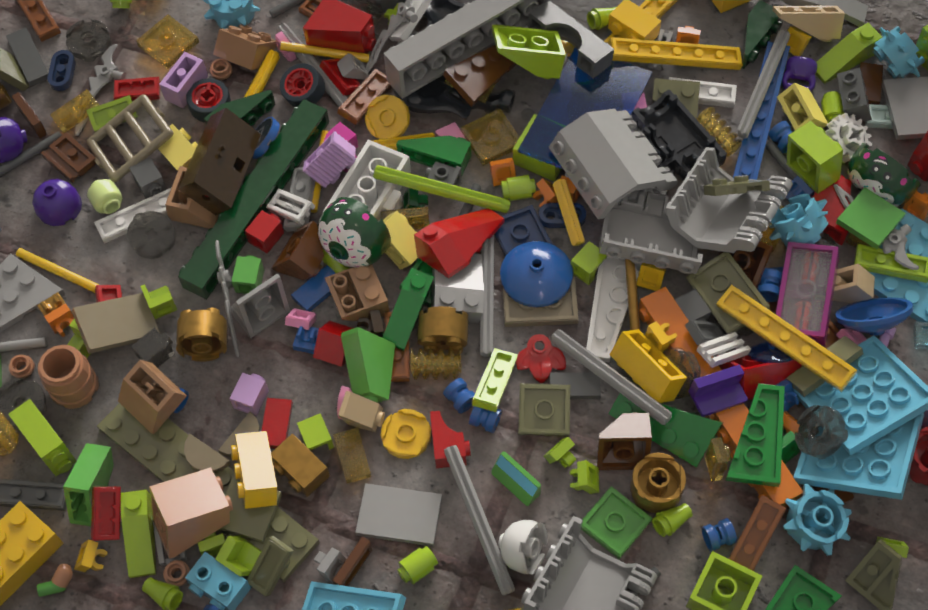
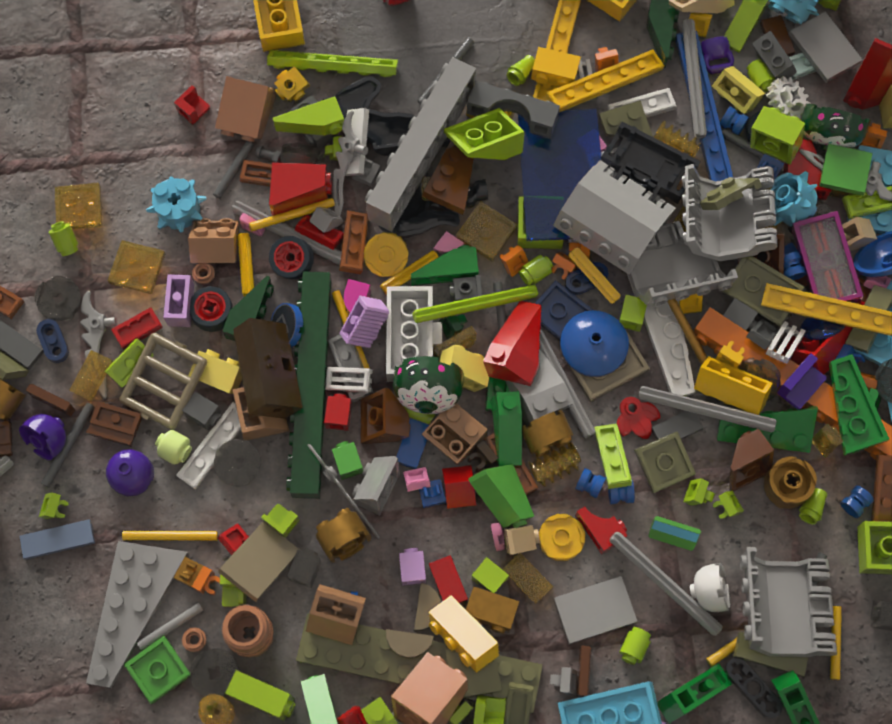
camera: 30 degrees left, 10 degrees up
(615, 522) = (770, 530): bright green tile -> none

